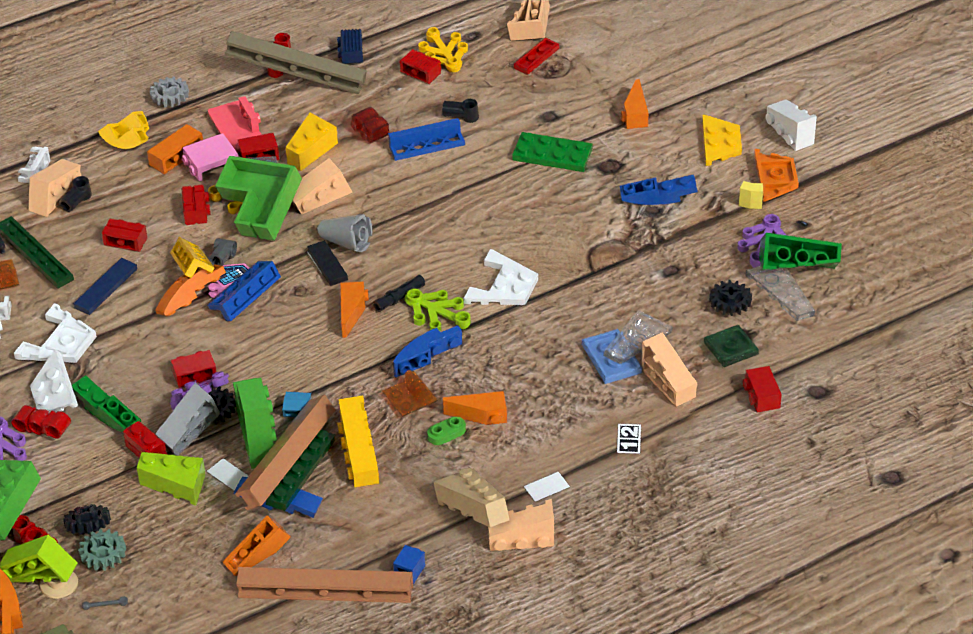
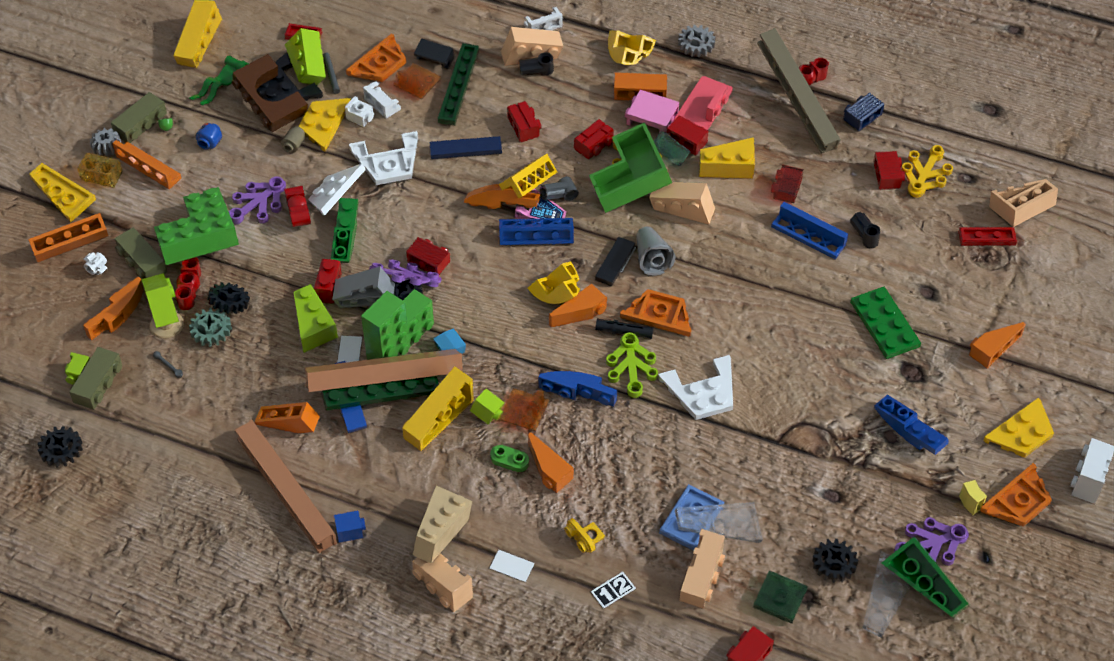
camera: 50 degrees right, 10 degrees up
(316, 306) = (557, 286): none -> yellow brick
(387, 412) = (487, 407): none -> lime brick
(407, 263) = (659, 311): none -> orange wing
(566, 425) = (583, 540): none -> yellow bracket

